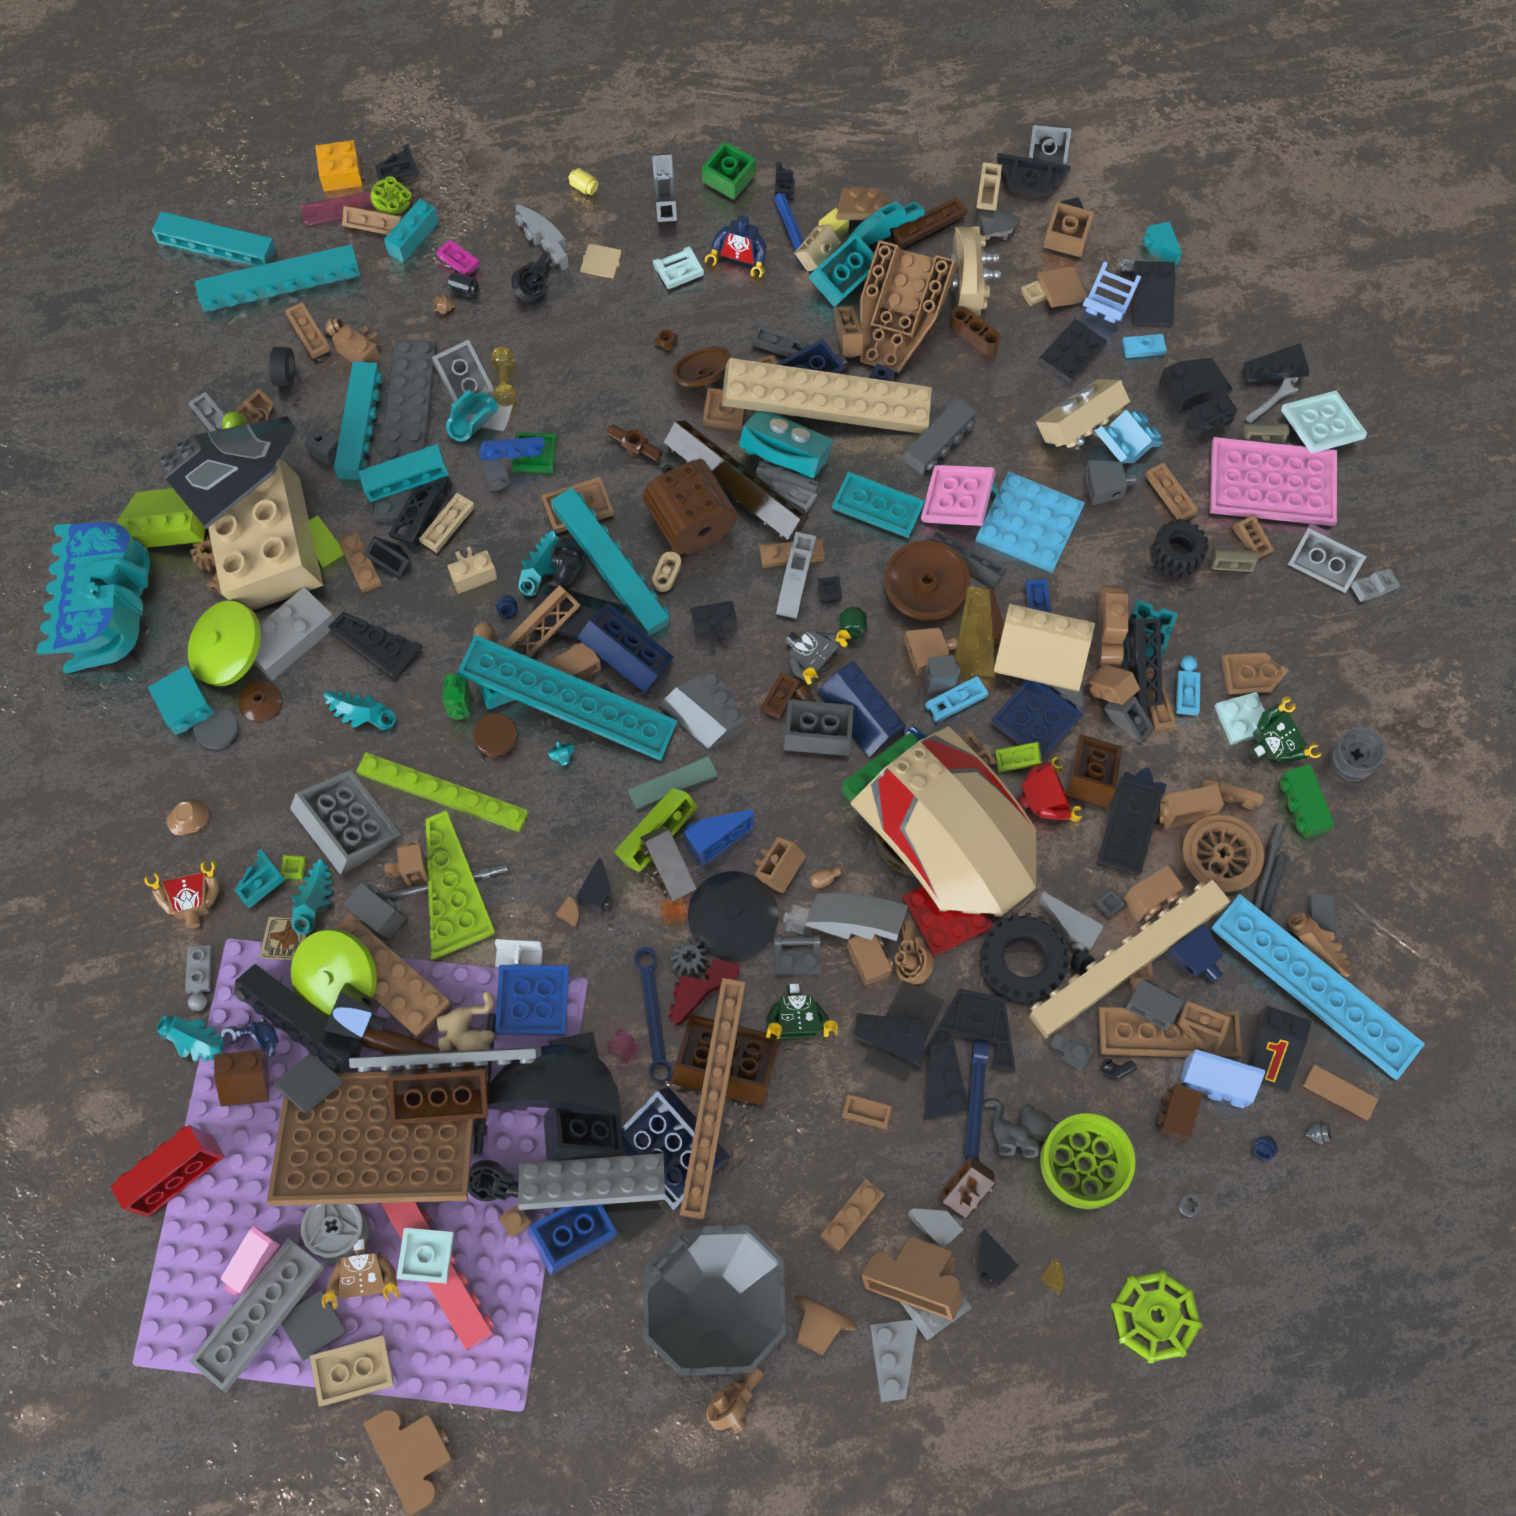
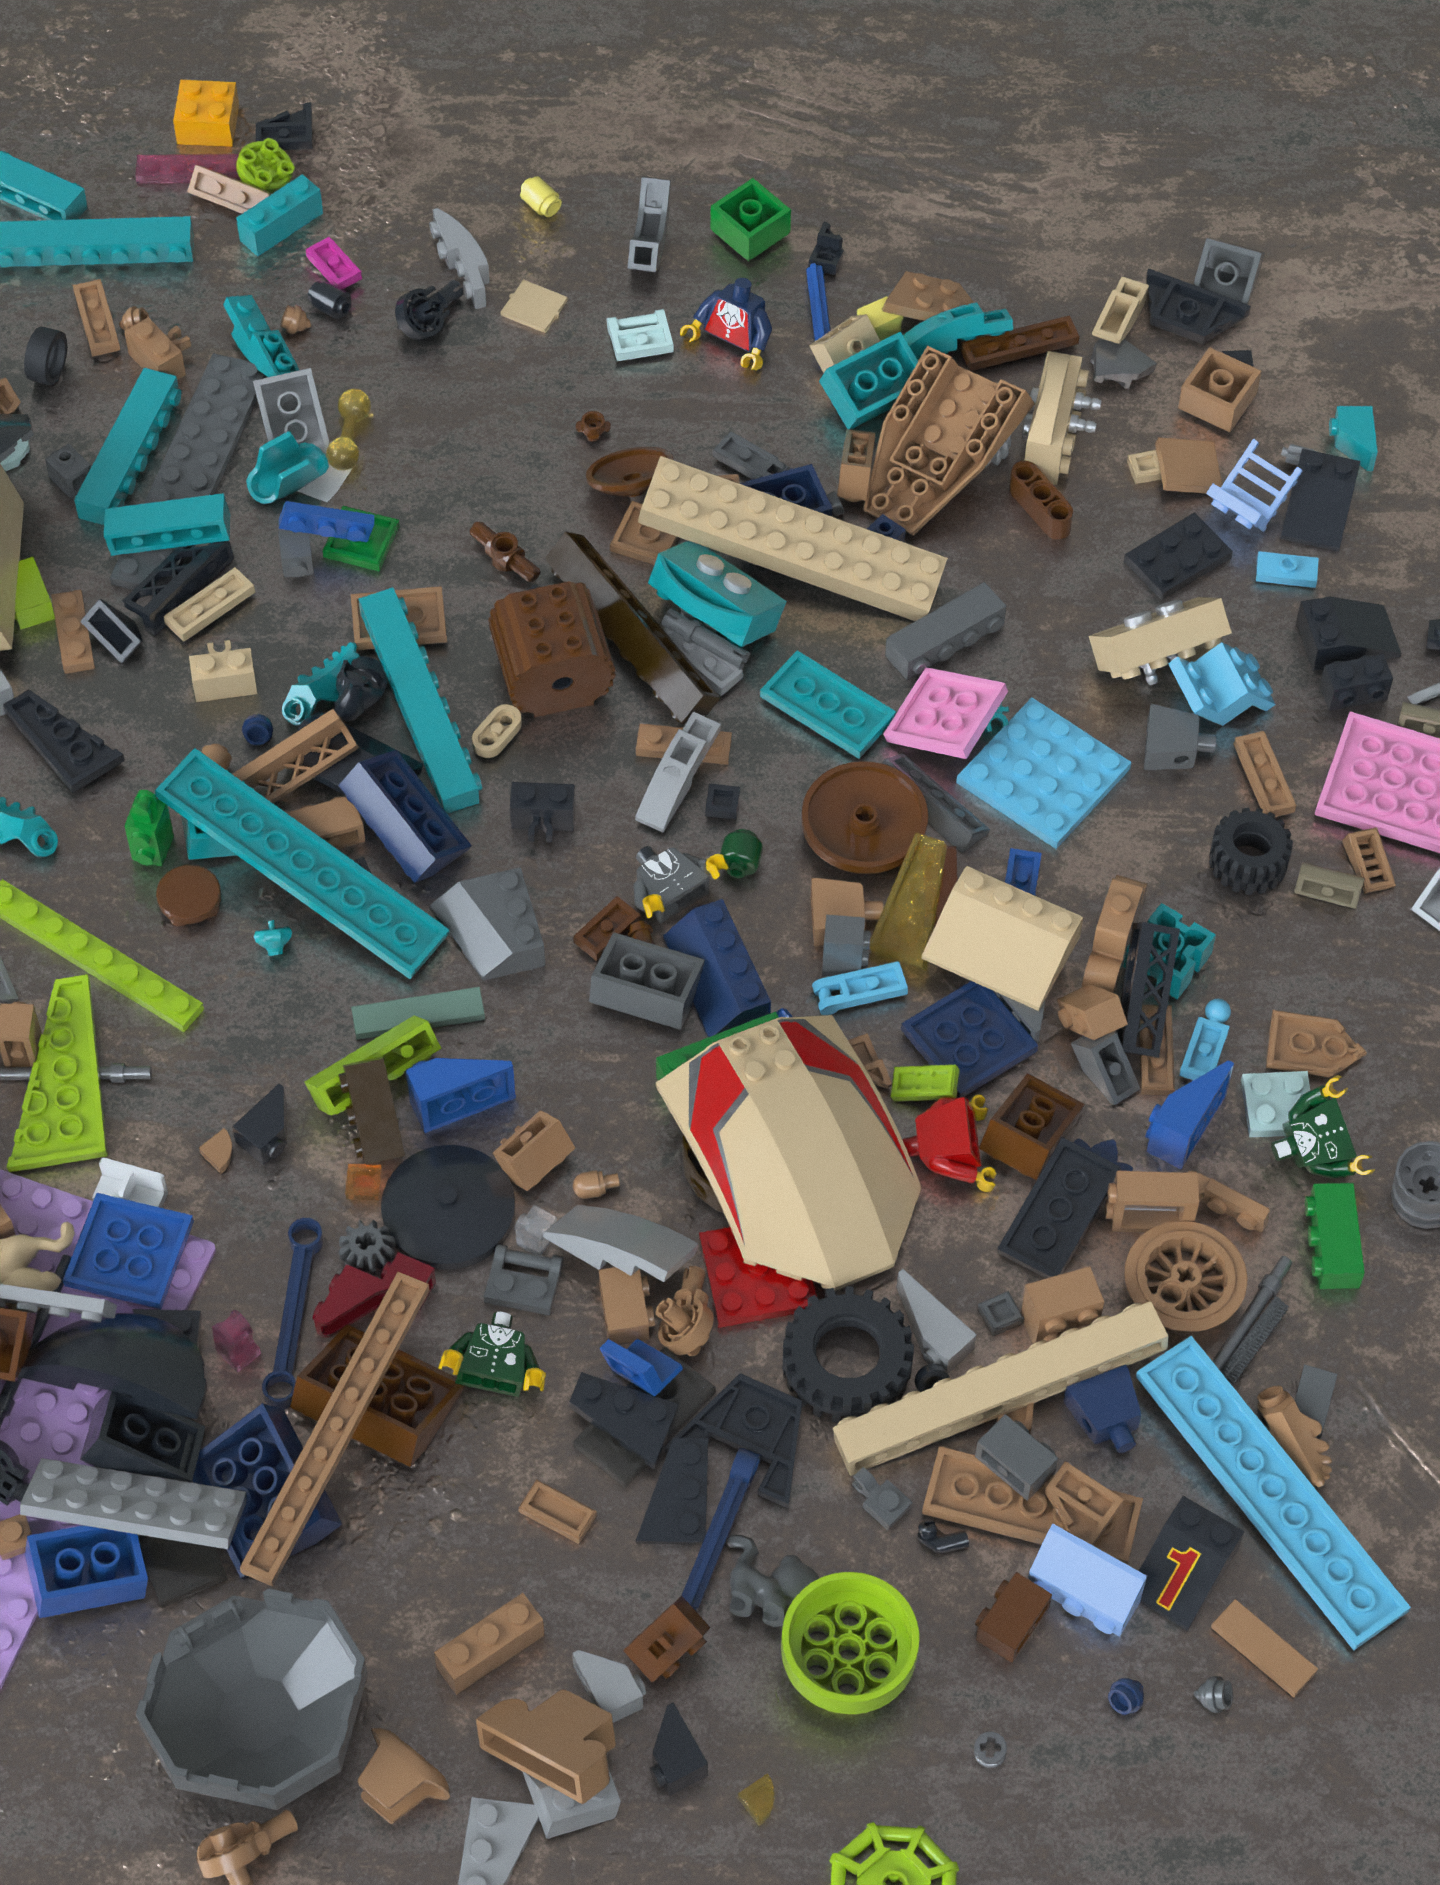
camera: 15 degrees right, 10 degrees down
(424, 326) = (256, 340): none -> teal slope
(894, 997) = (641, 1365): none -> blue panel
(1191, 750) = (1186, 1115): none -> blue slope

